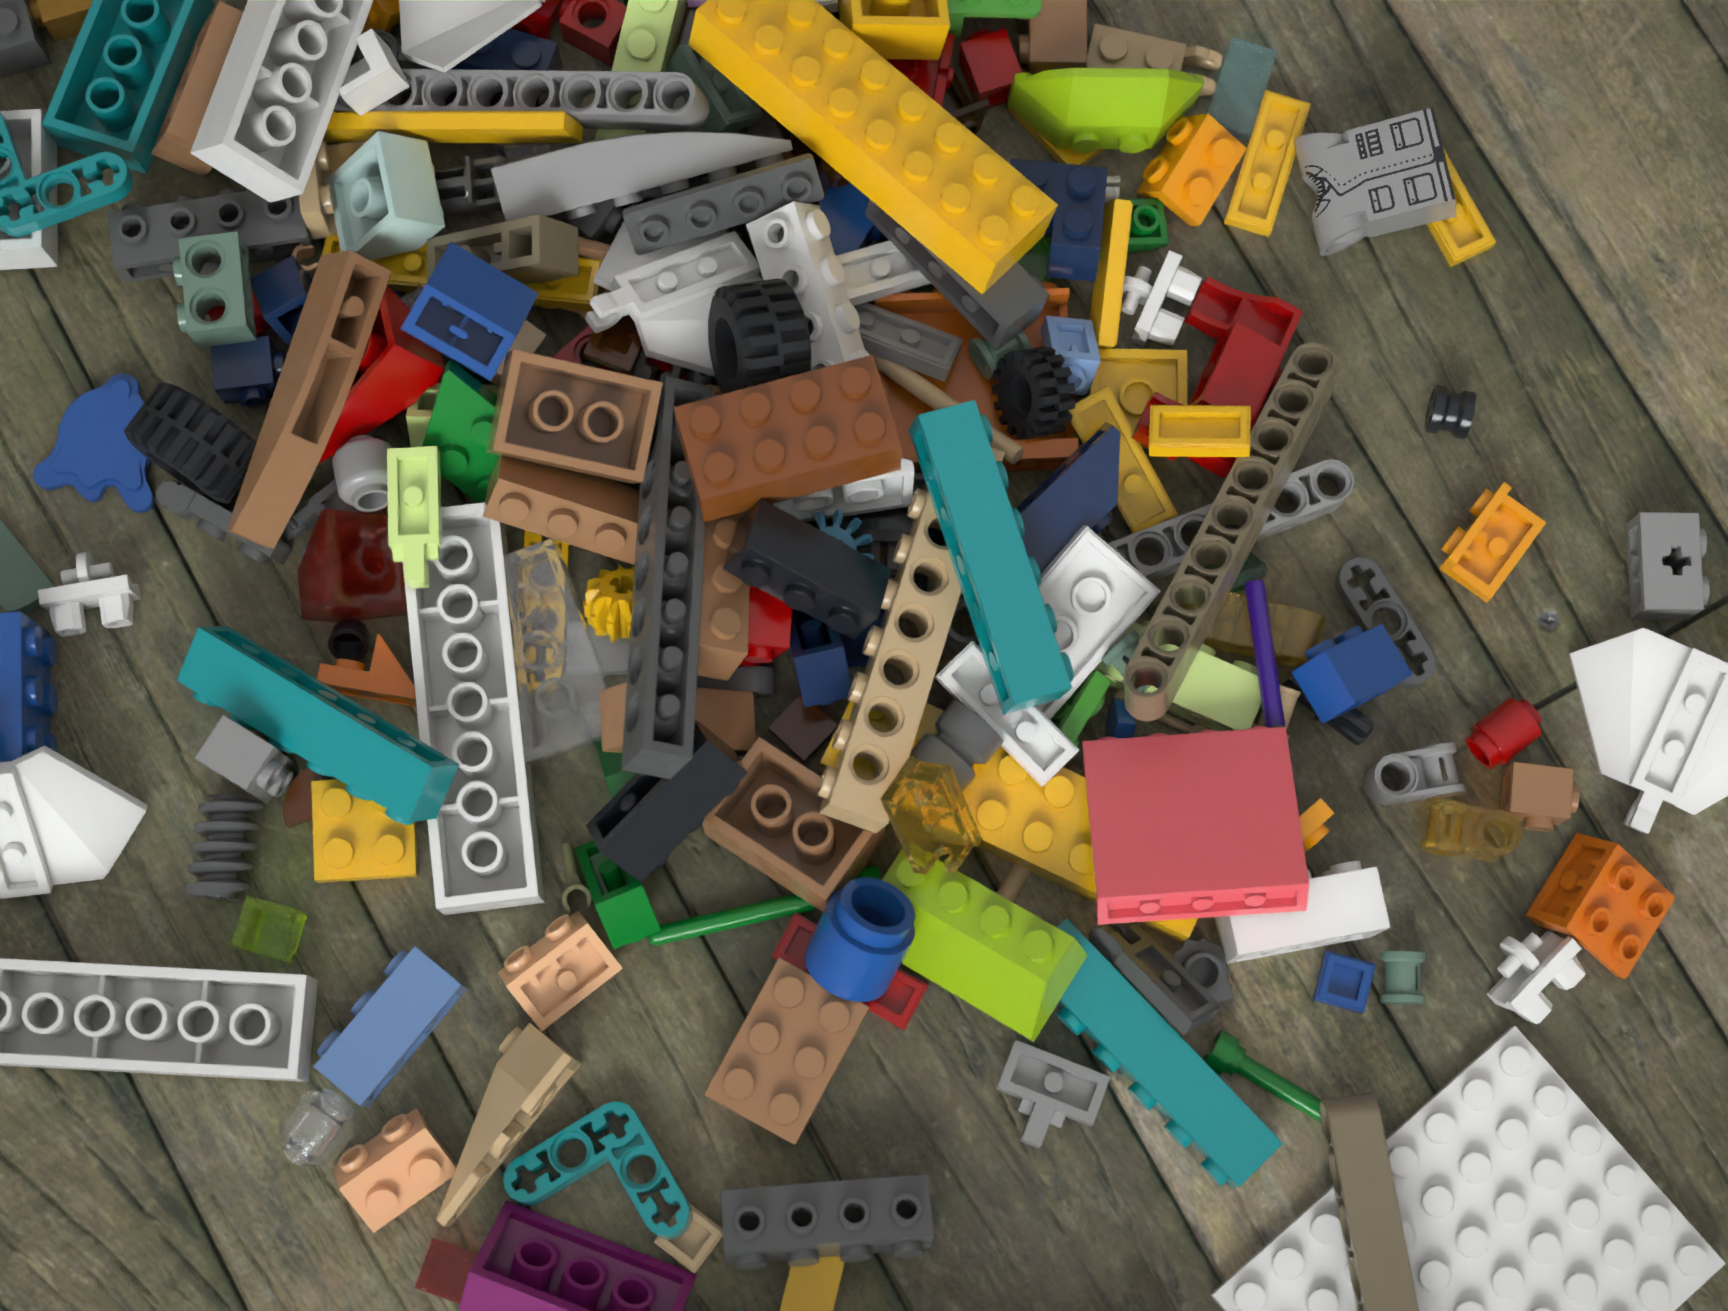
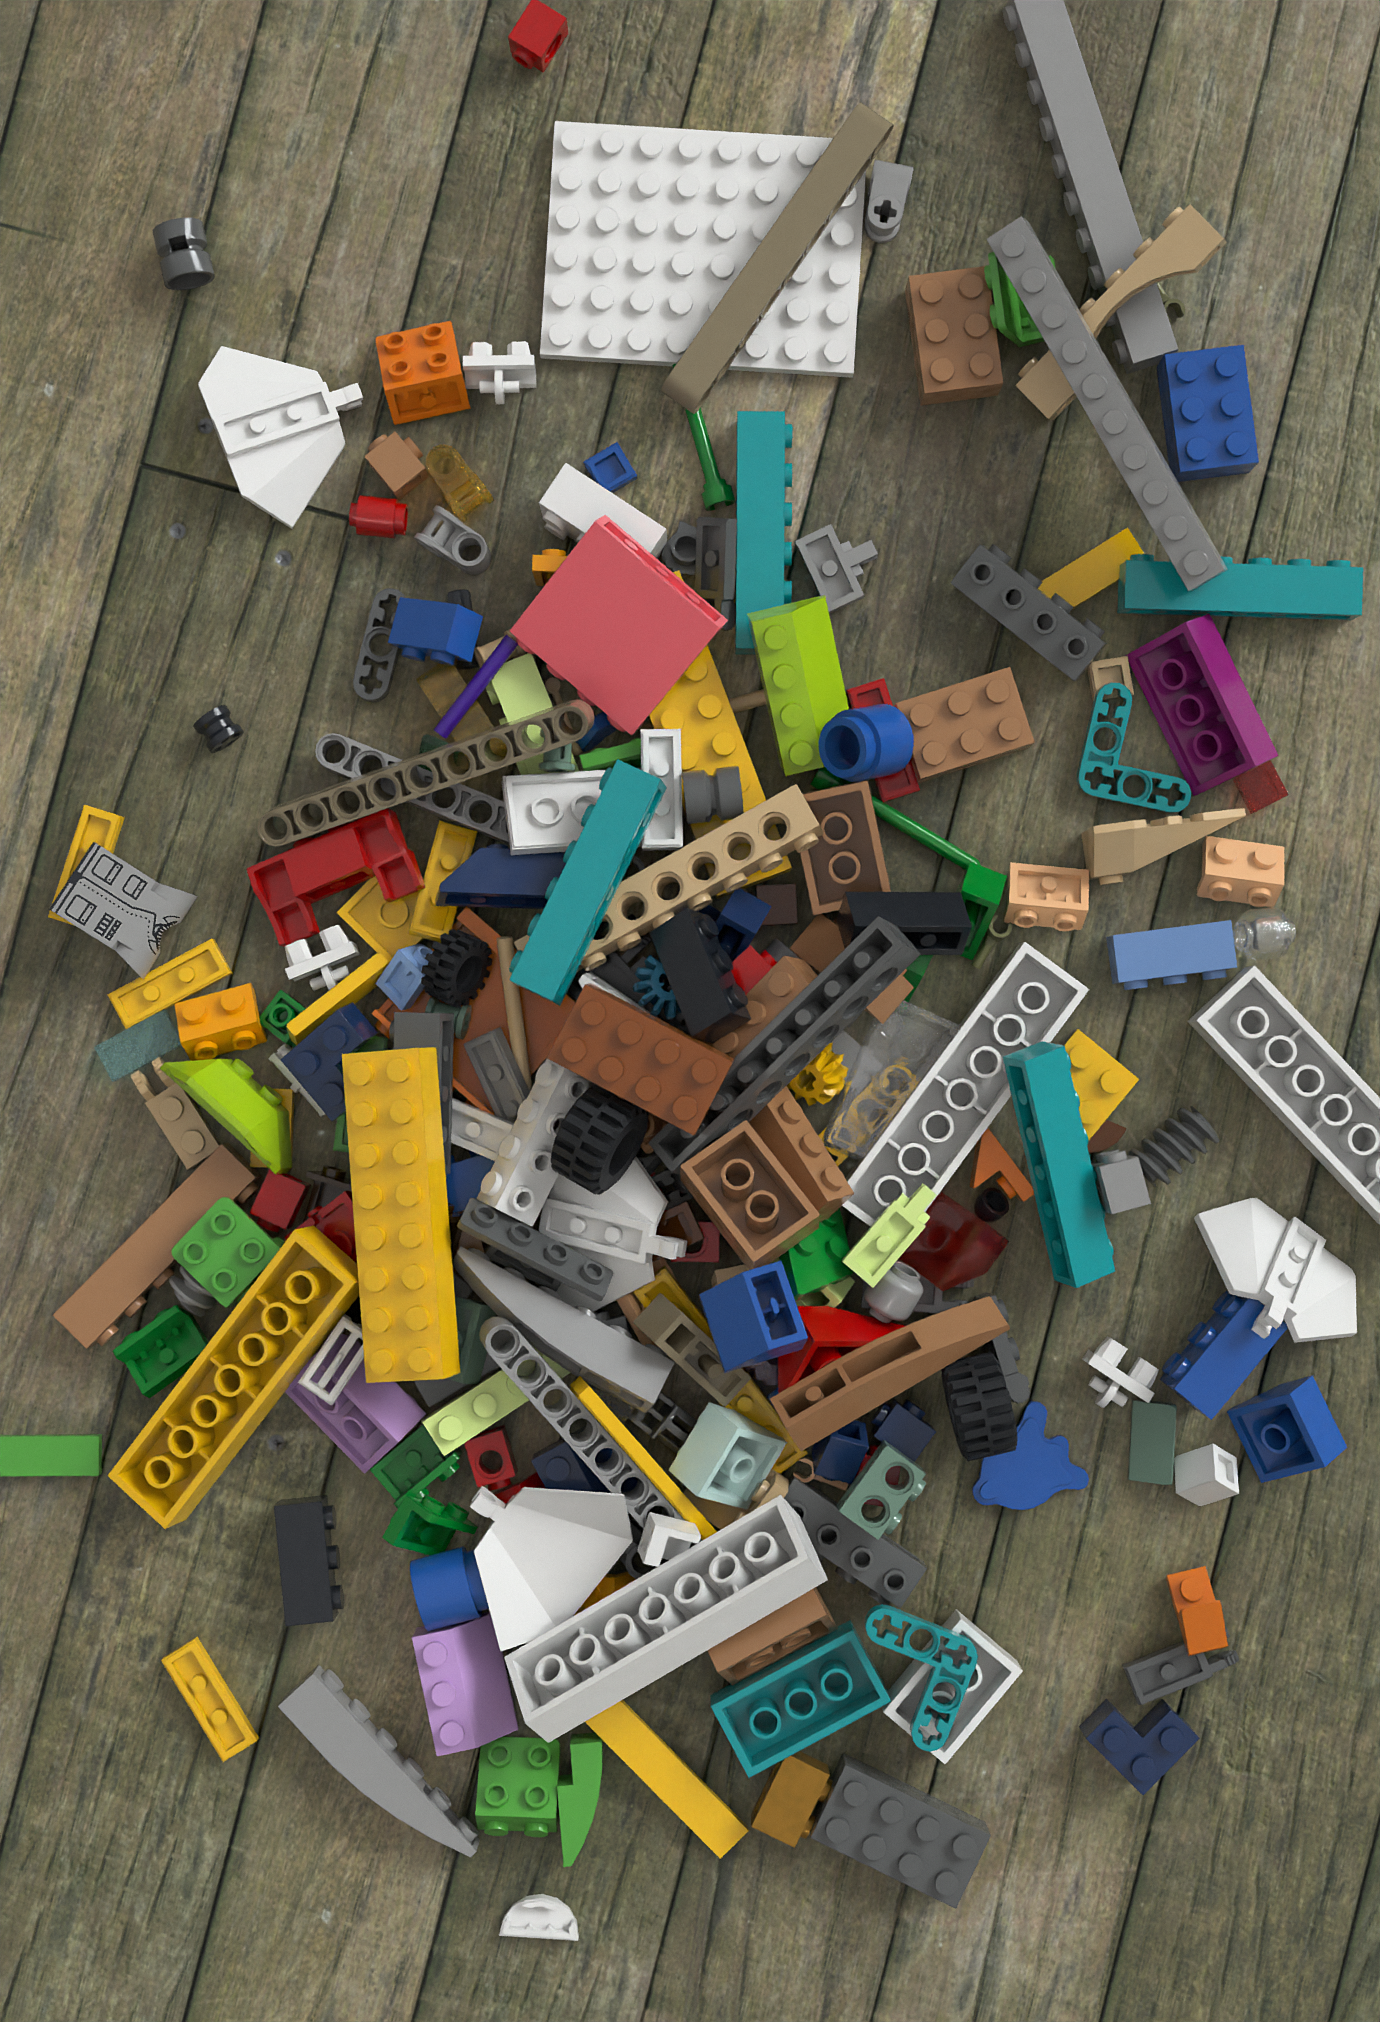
camera: 135 degrees left, 10 degrees up
(269, 929) = (1189, 1074): clear neon green panel -> none
(930, 816) = (764, 770): clear yellow hinge -> none
(1199, 431) = (386, 847): yellow tile -> none
(1403, 977) = (576, 439): sand green bush -> none
(1491, 544) = (274, 630): light orange bracket -> none
(1653, 586) = (174, 537): light grey brick -> none

